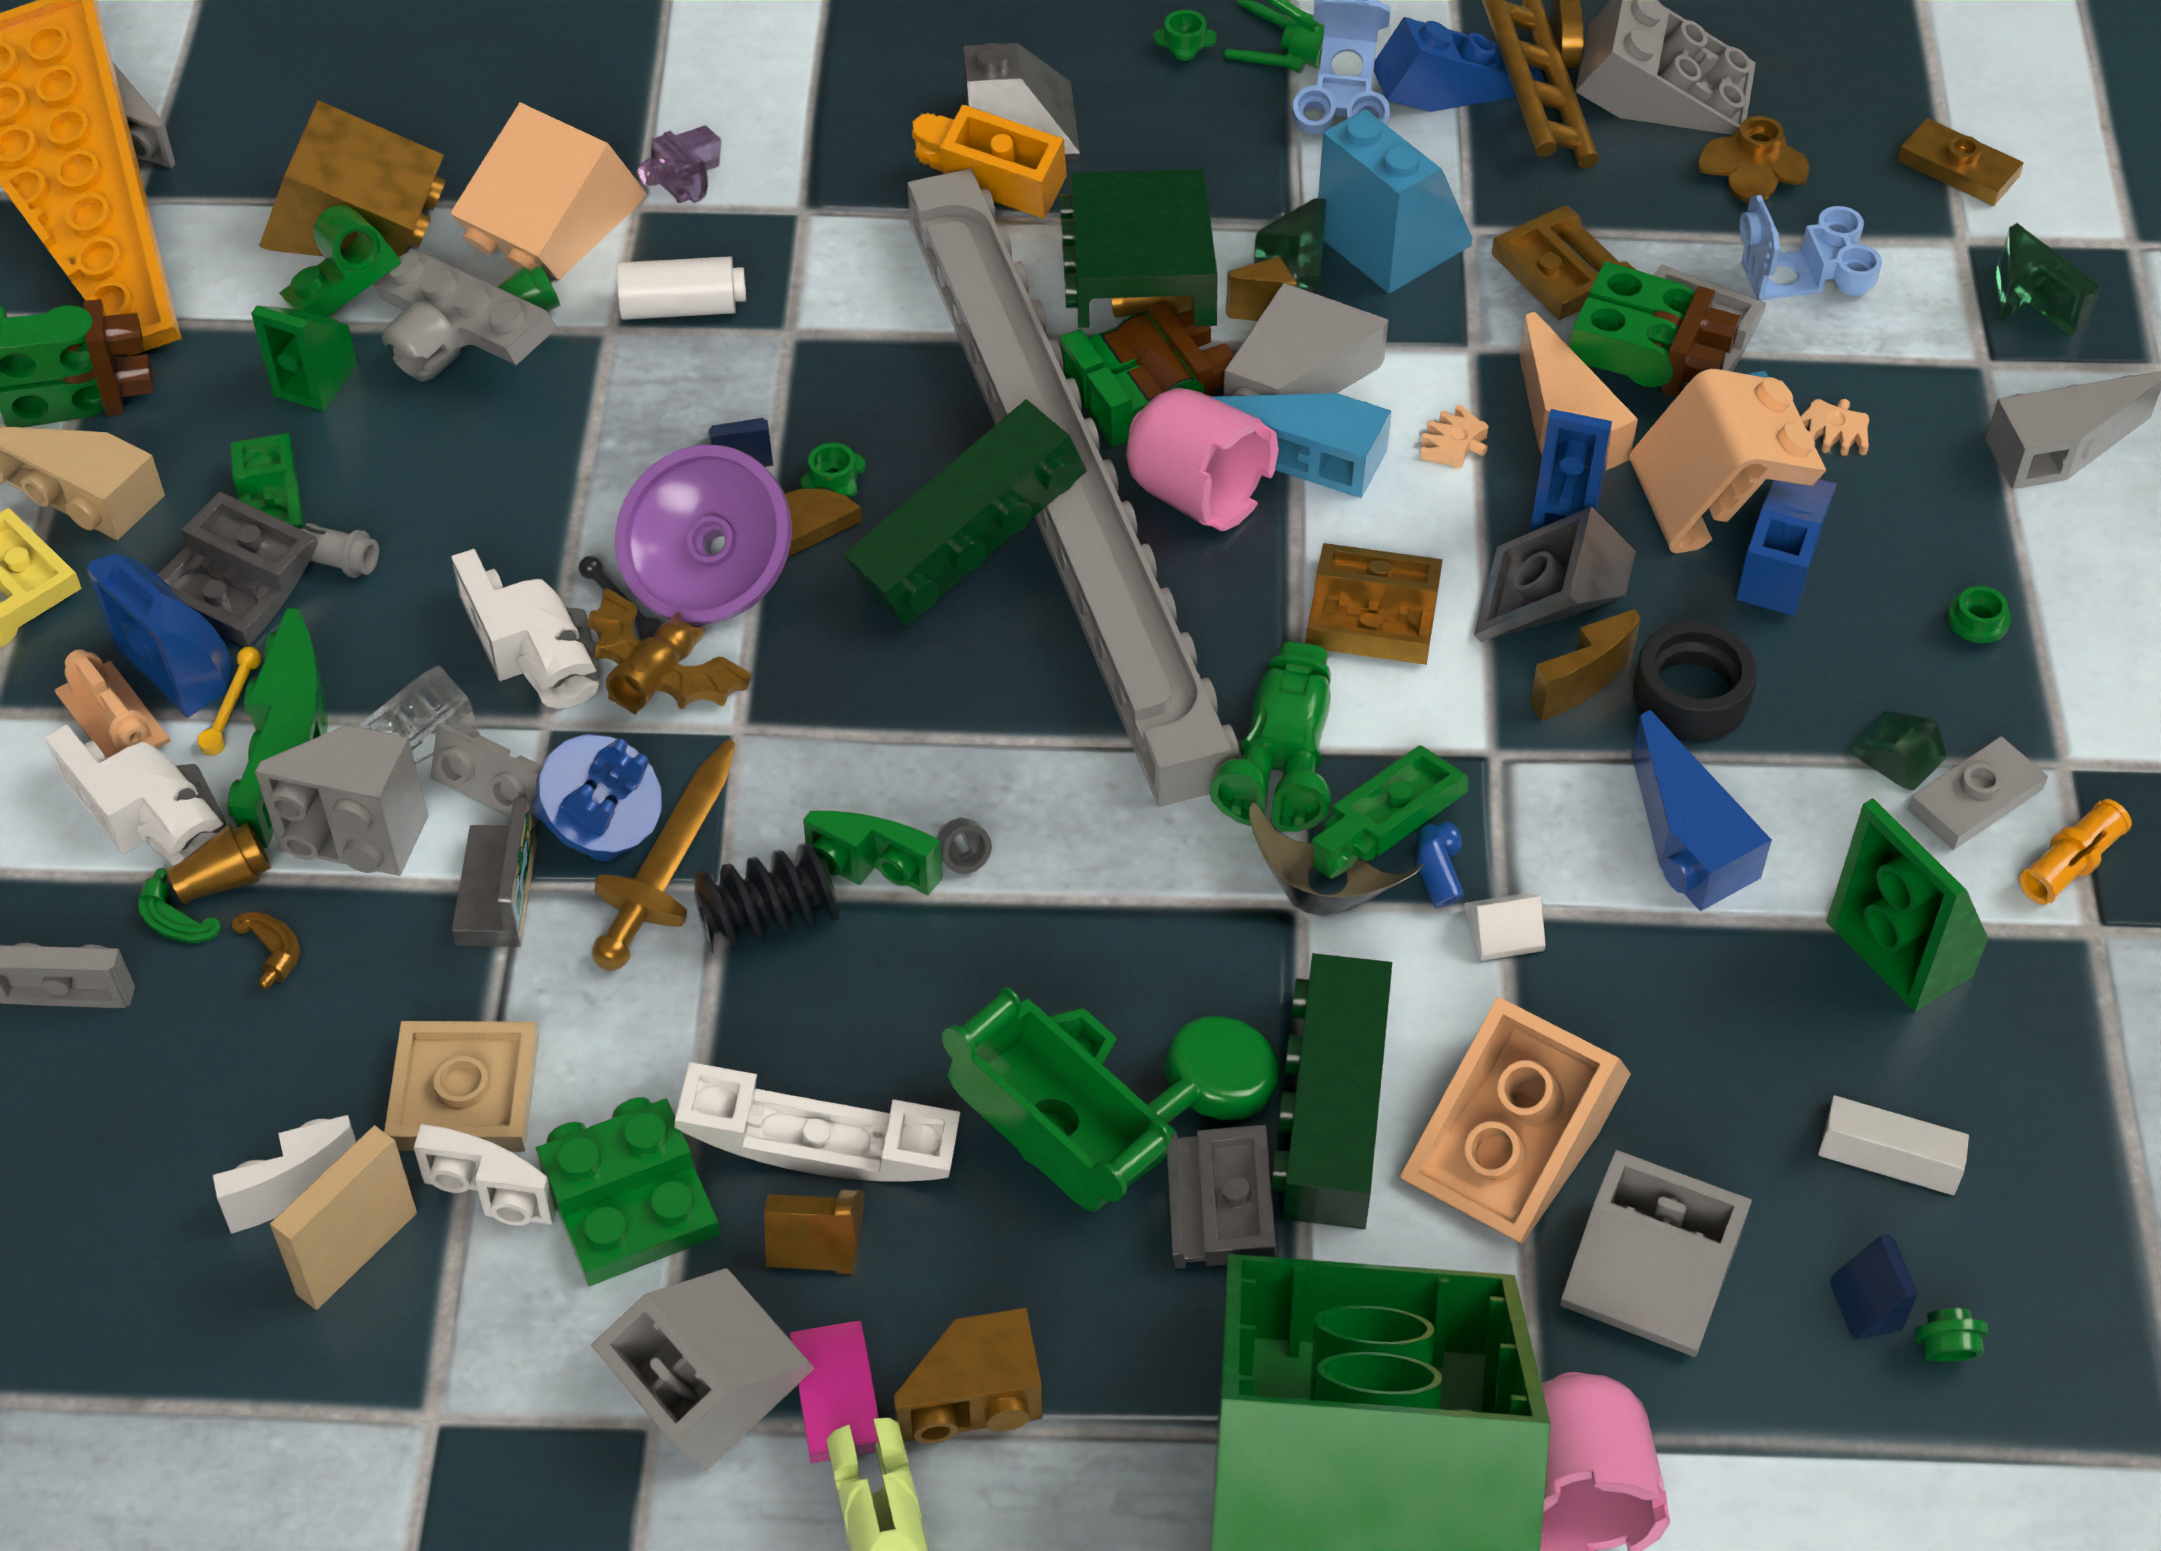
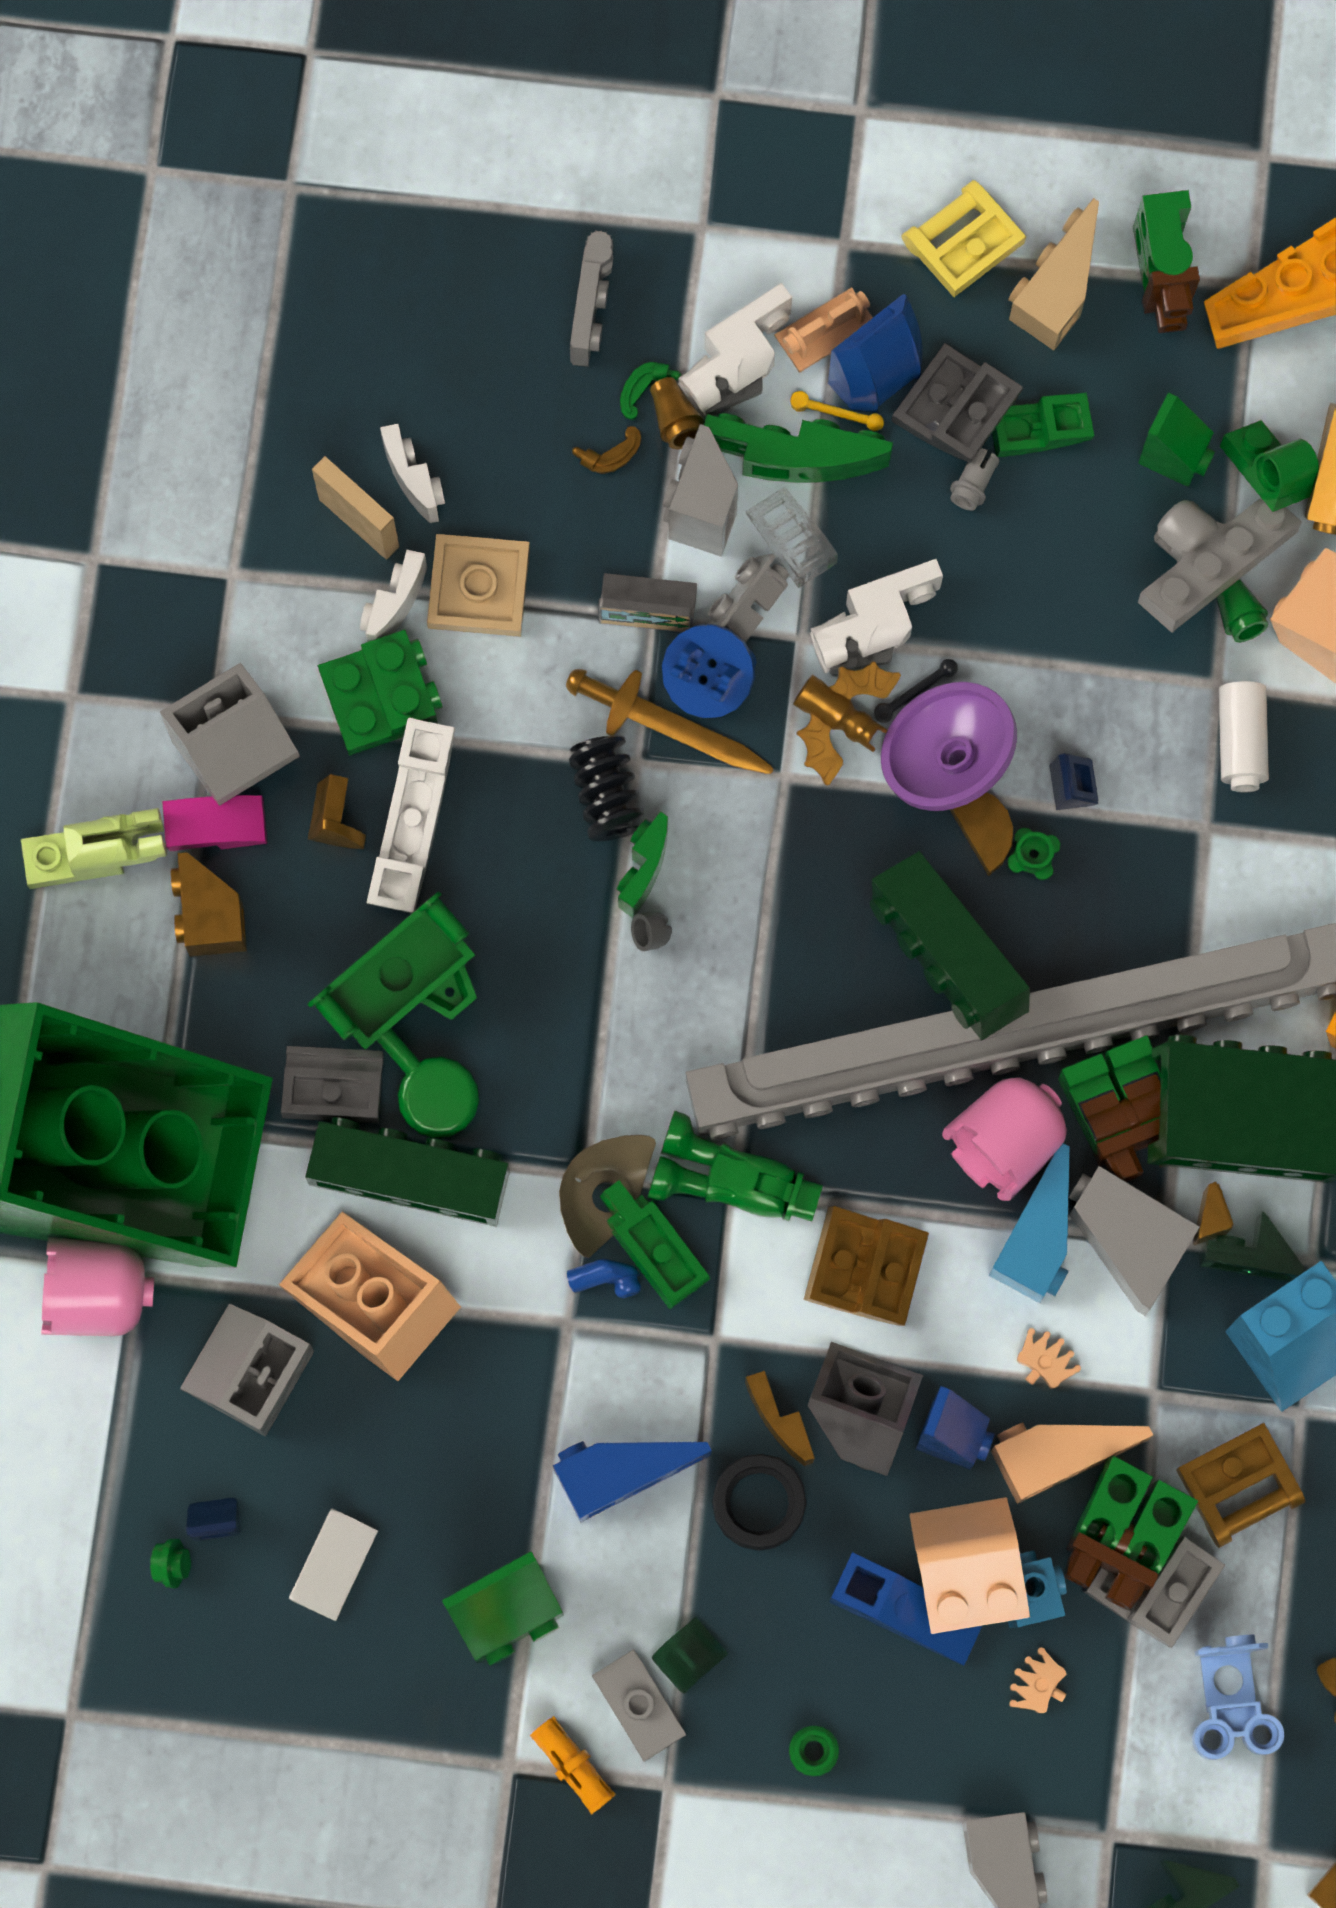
camera: 95 degrees right, 25 degrees up
(1507, 925) = (548, 1319): white slope -> none

